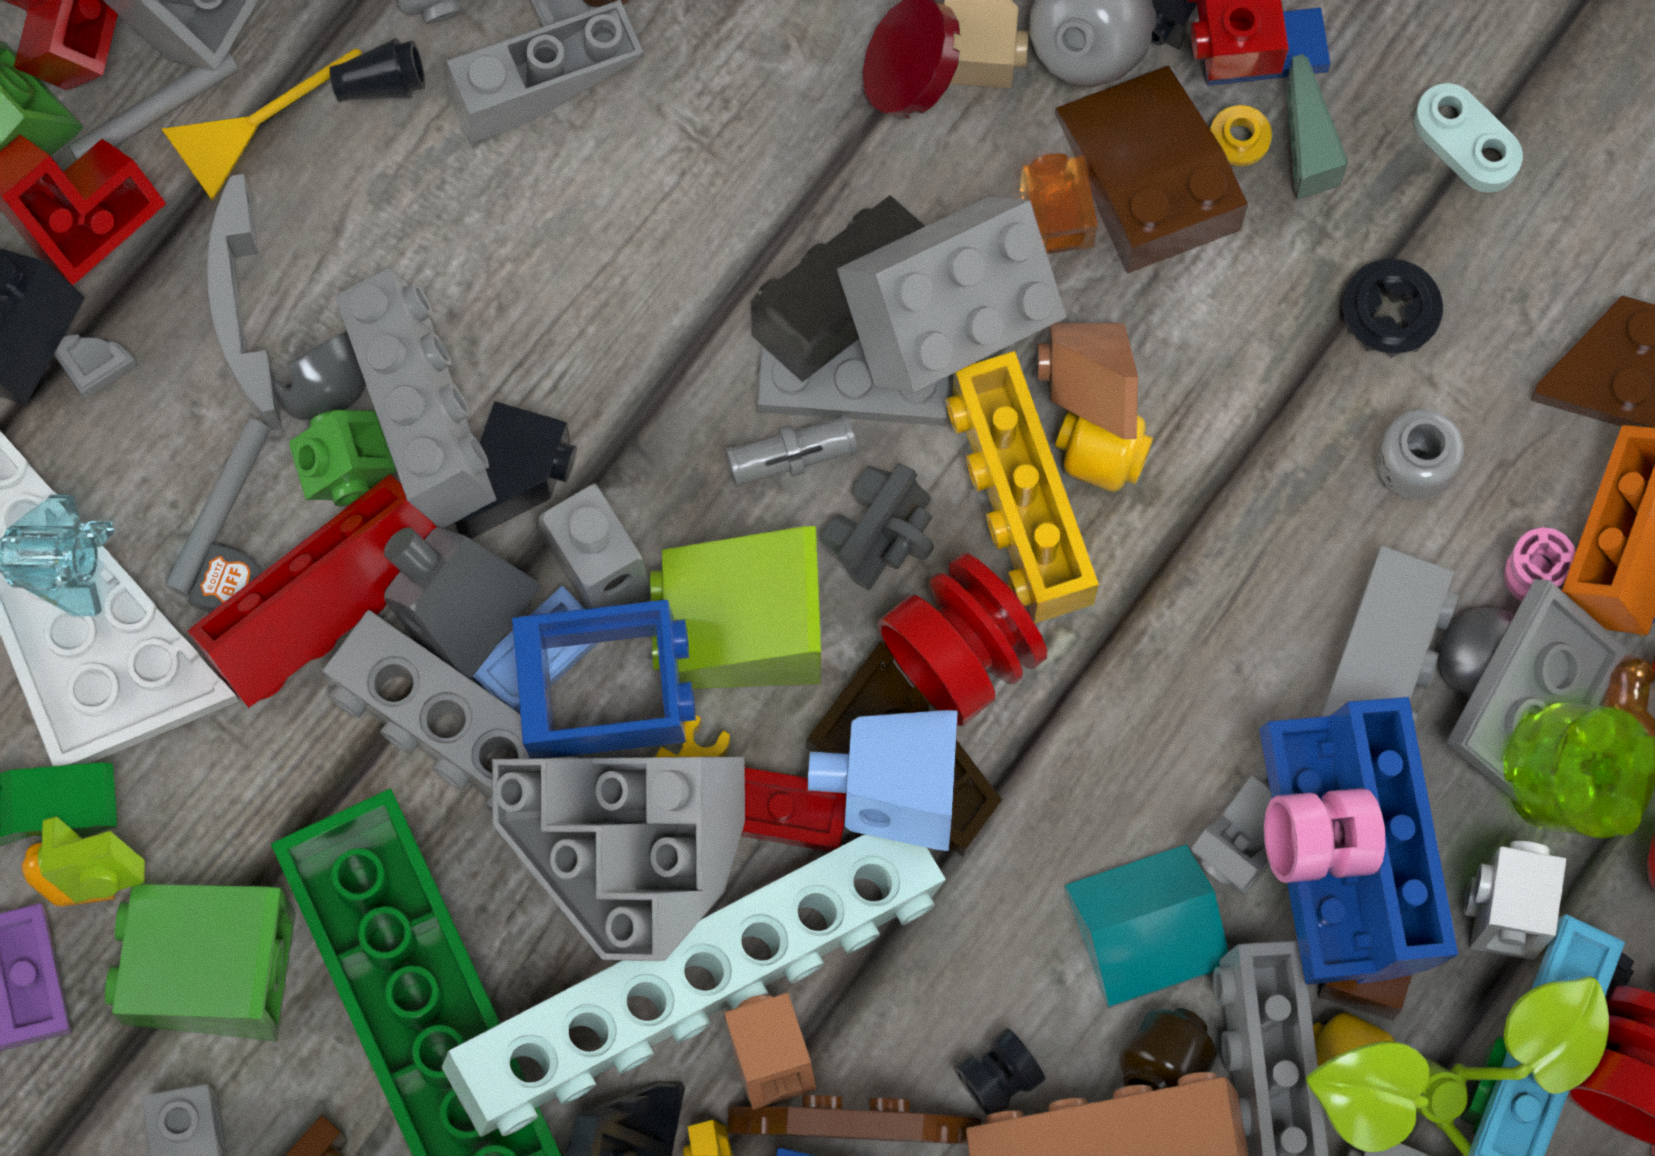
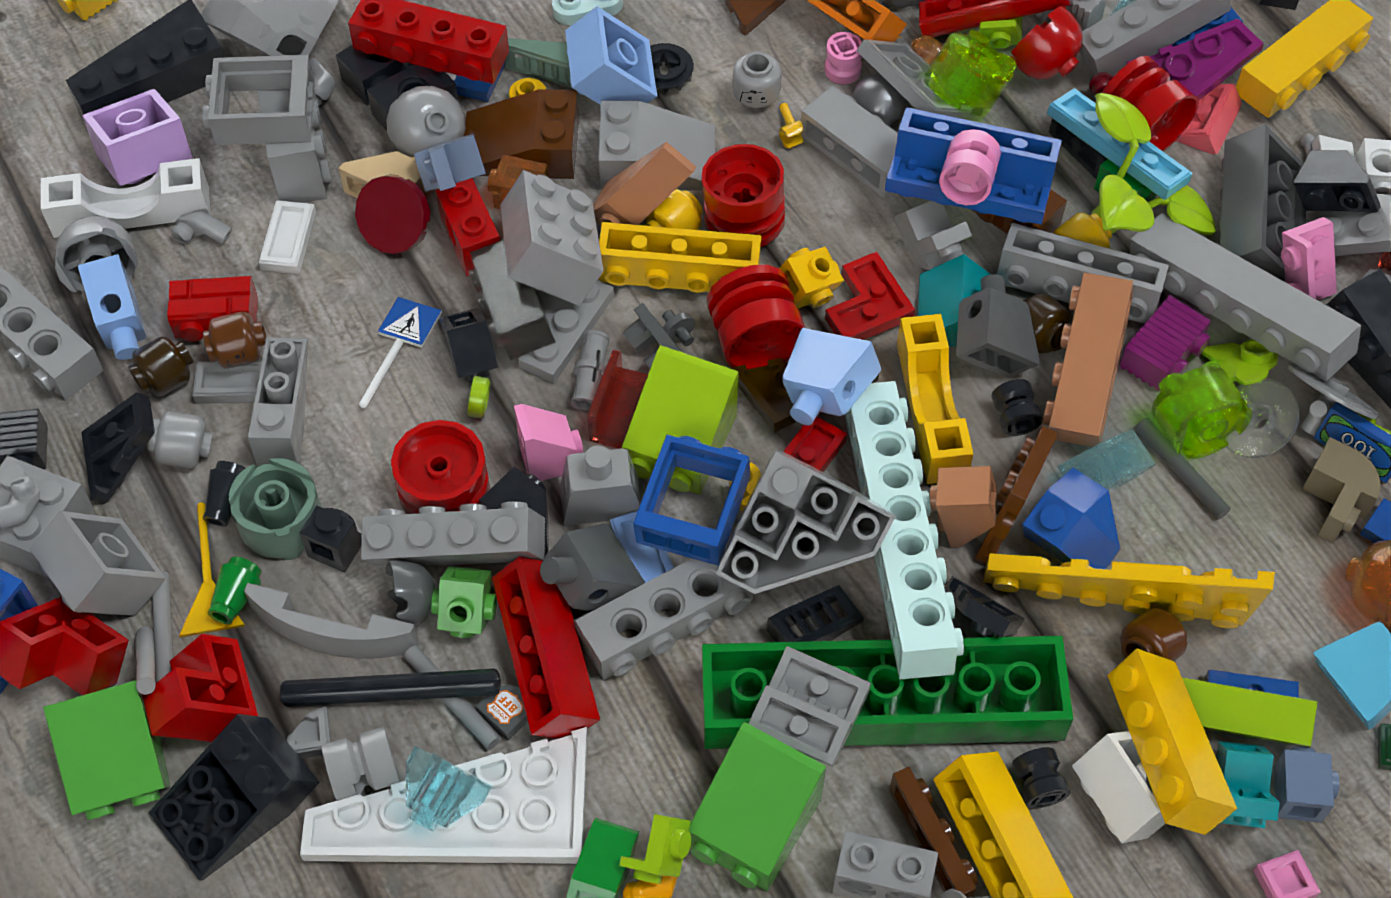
camera: 65 degrees left, 15 degrees down
(57, 433) = (360, 763): none -> light grey wheel
(79, 110) = (145, 660): none -> light grey bar
(188, 426) = (390, 687): none -> black axle
(251, 154) = (230, 586): none -> green cone
(341, 143) = (273, 506): none -> sand green brick
(350, 965) = (810, 705): none -> light grey slope
(368, 240) = (332, 530): none -> black brick
(483, 327) = (439, 467): none -> red wheel
(491, 930) = (780, 623): none -> black slope
(628, 446) = (545, 441): none -> bright pink slope
(673, 322) = (479, 397): none -> lime tile
(747, 258) = (469, 343): none -> black slope
(751, 503) = (614, 403): none -> clear red panel
(759, 171) = (405, 323): none -> piece
(950, 949) = (925, 368): none -> yellow arch
(951, 164) = (466, 221): none -> red brick
(1021, 89) = (449, 163): none -> sand blue brick
(1064, 670) = (812, 276): none -> yellow brick
(1095, 806) = (877, 300): none -> red plate
(1102, 988) = (996, 330): none -> dark grey torso
(1195, 503) = (744, 192): none -> red wheel
(1223, 364) = (637, 128): none -> light grey slope
(1327, 228) = (609, 60): none -> light blue brick
(1359, 551) = (790, 133): none -> yellow hand
(1516, 900) = (1033, 111): white brick -> none

